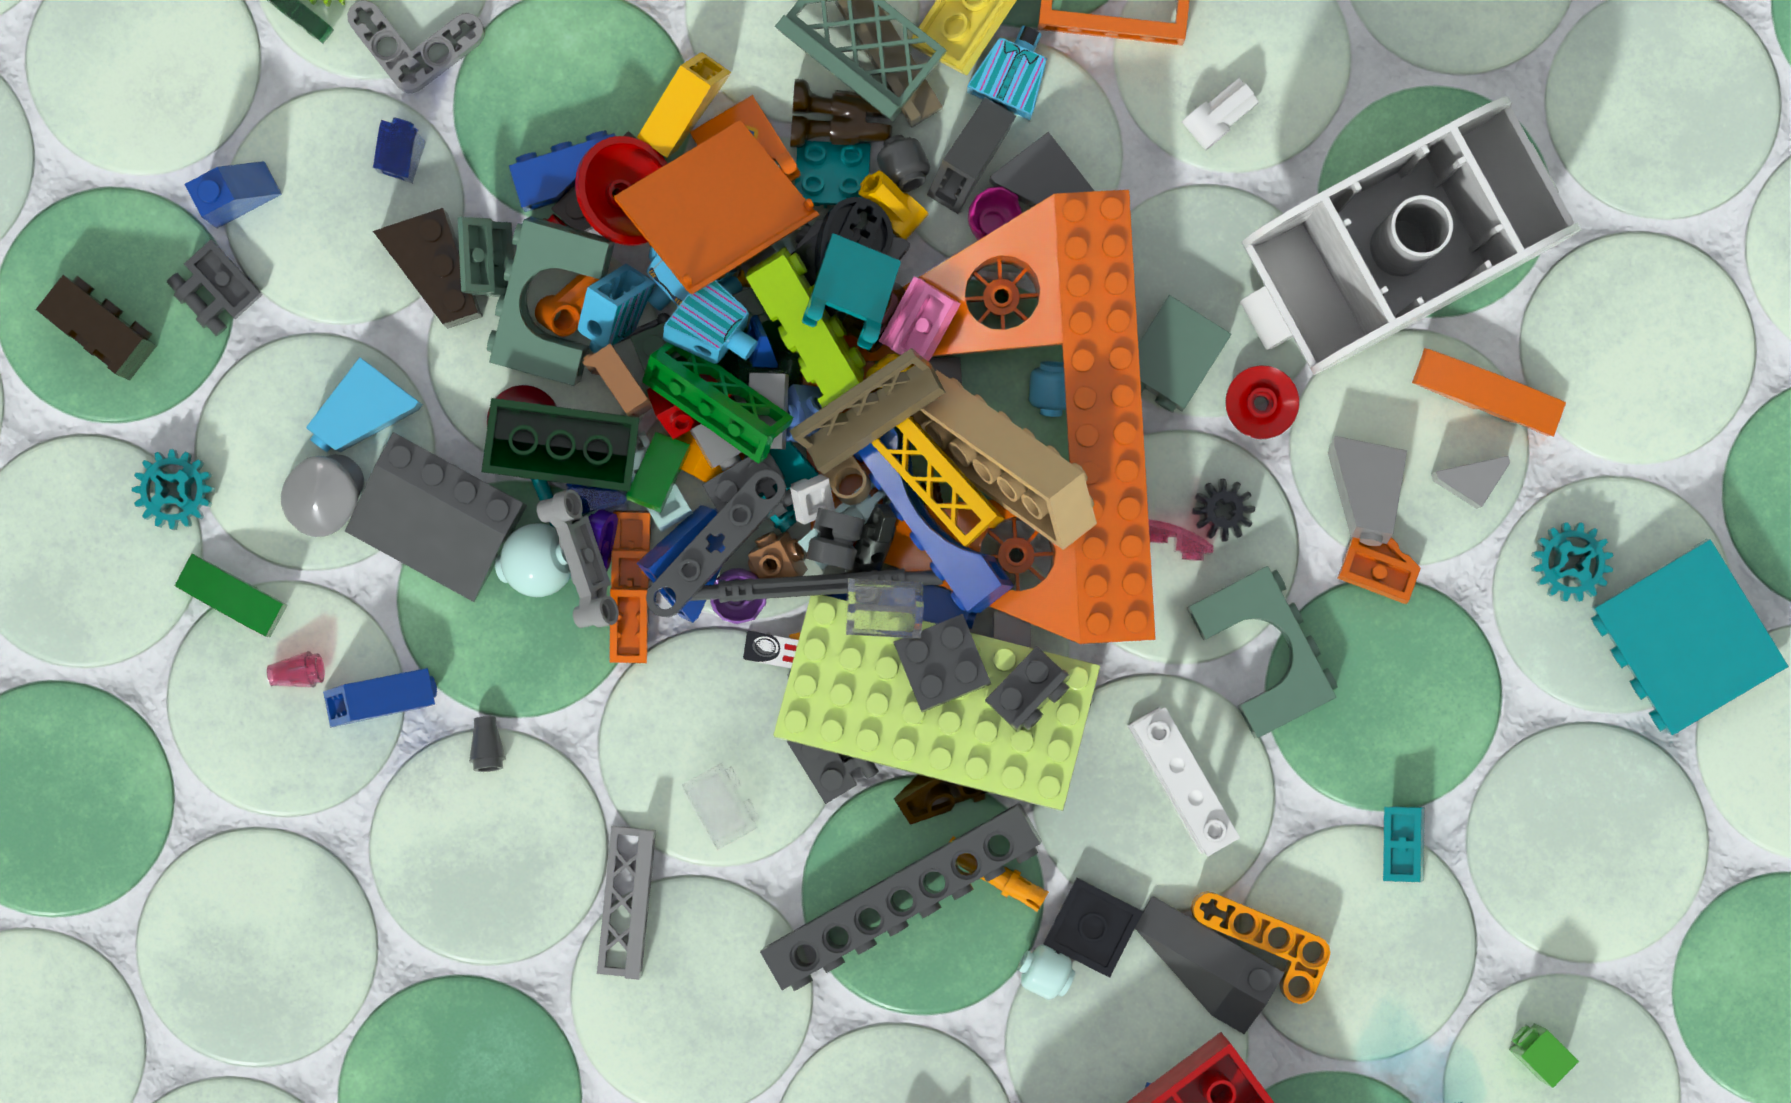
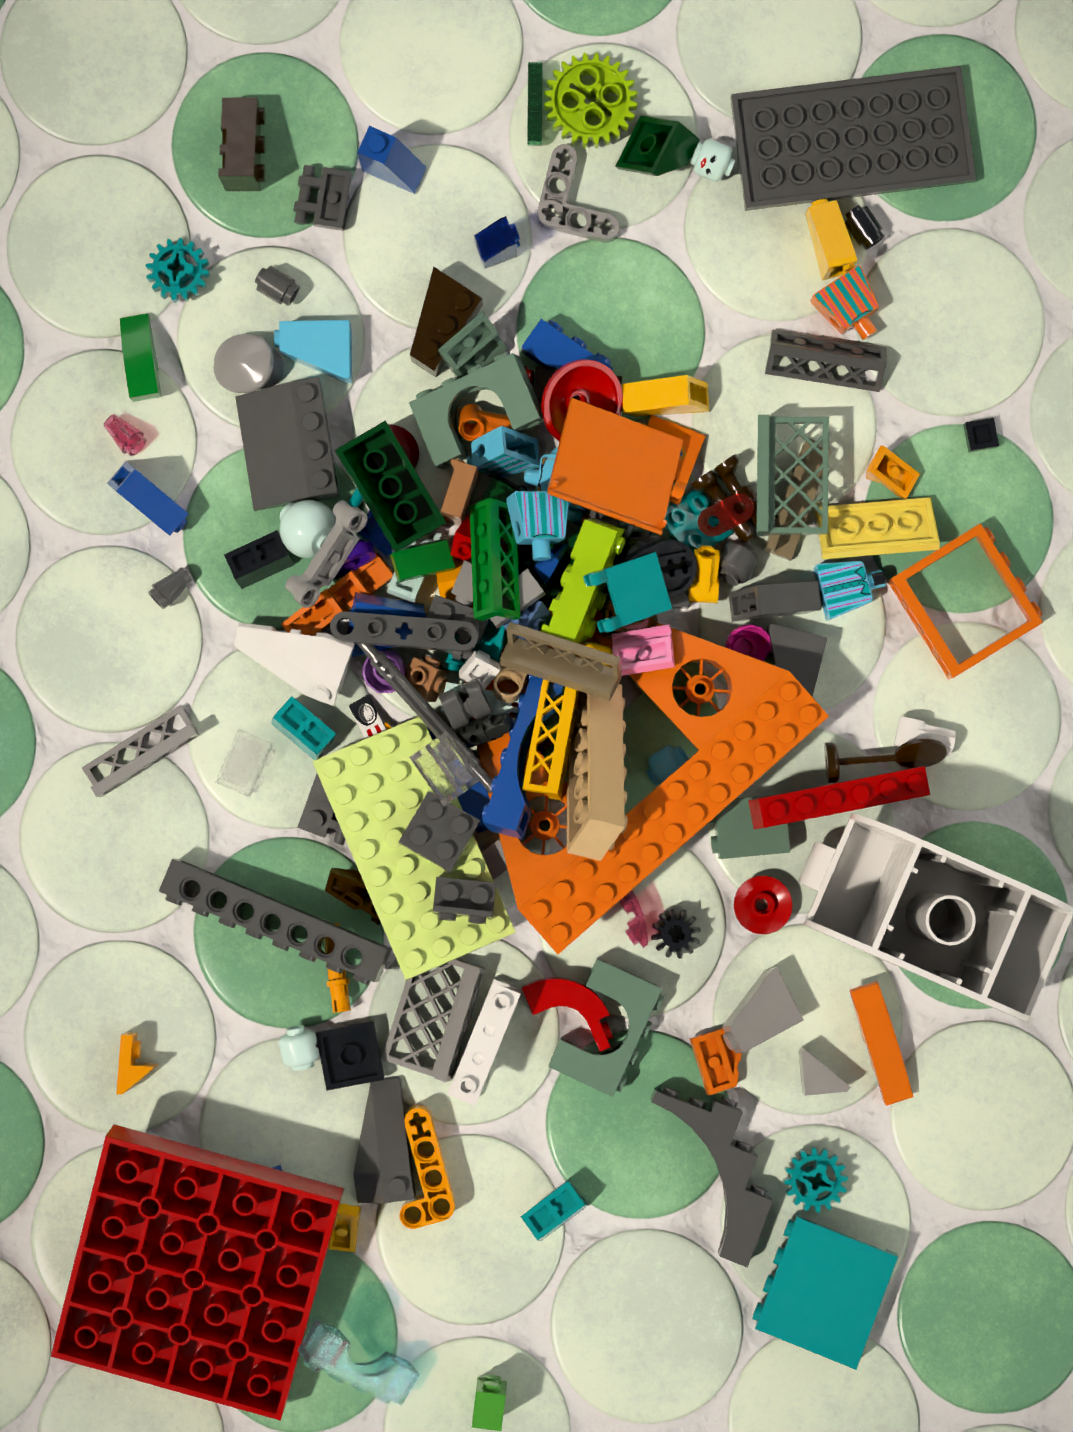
camera: 55 degrees right, 0 degrees up
(266, 402) = (276, 285): none -> dark grey brick
(528, 634) = (258, 559): none -> black hinge
(667, 667) = (306, 662): none -> white wedge
(731, 721) = (303, 728): none -> teal hinge
(848, 134) = (726, 514): none -> clear red plate
(1147, 802) = (454, 1029): none -> light grey fence
(1192, 669) = (566, 992): none -> red arch
(1215, 243) = (839, 797): none -> red brick
(1227, 141) = (910, 755): none -> dark brown piece
(1262, 1064) = (346, 1229): none -> yellow slope
(1545, 653) = (744, 1206): none -> dark grey arch

